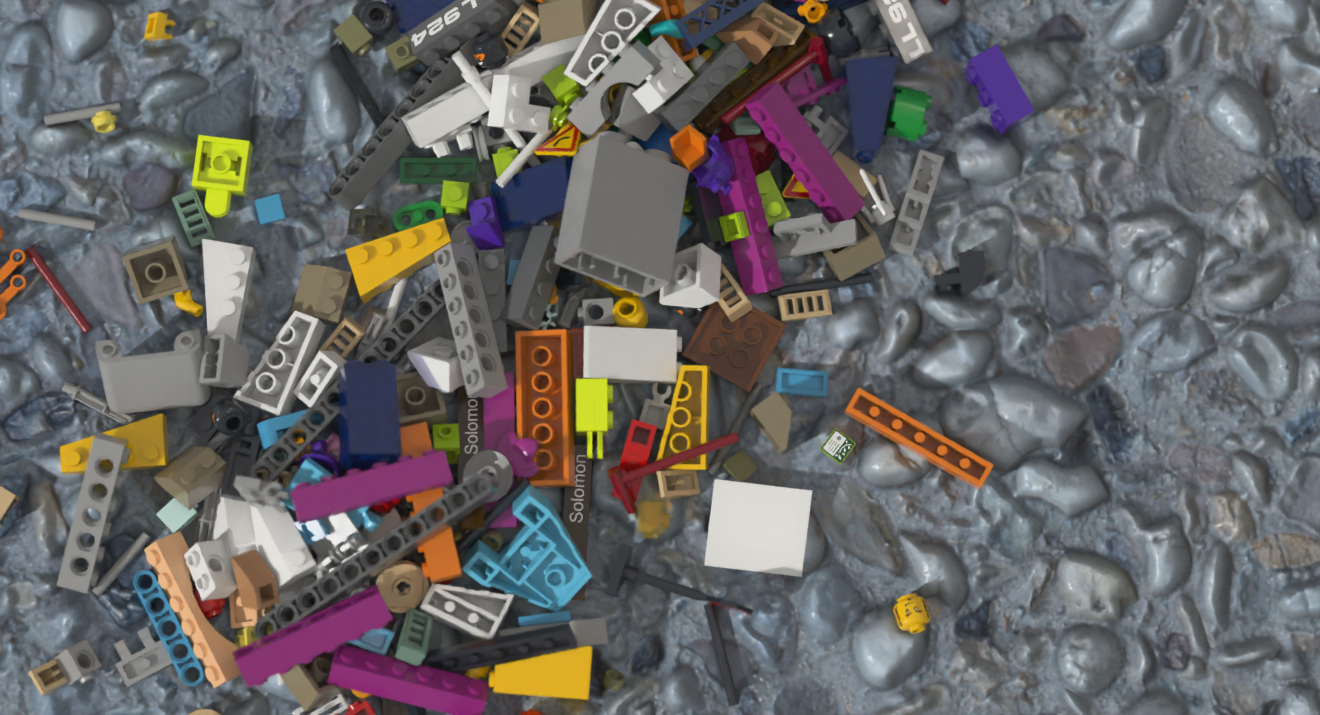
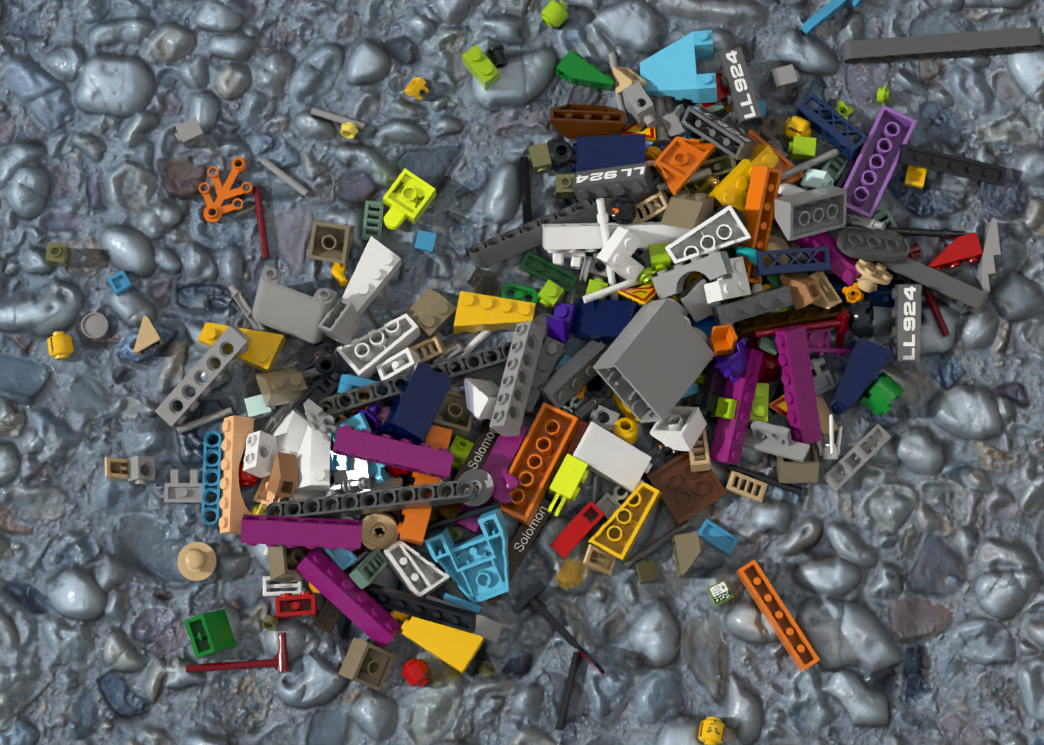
camera: 30 degrees right, 5 degrees down
(622, 479) = (562, 538): dark red bar -> none
(758, 527) = (637, 618): white sticker -> none
(968, 276) = (867, 524): black brick -> none
(998, 90) = (952, 410): dark purple brick -> none

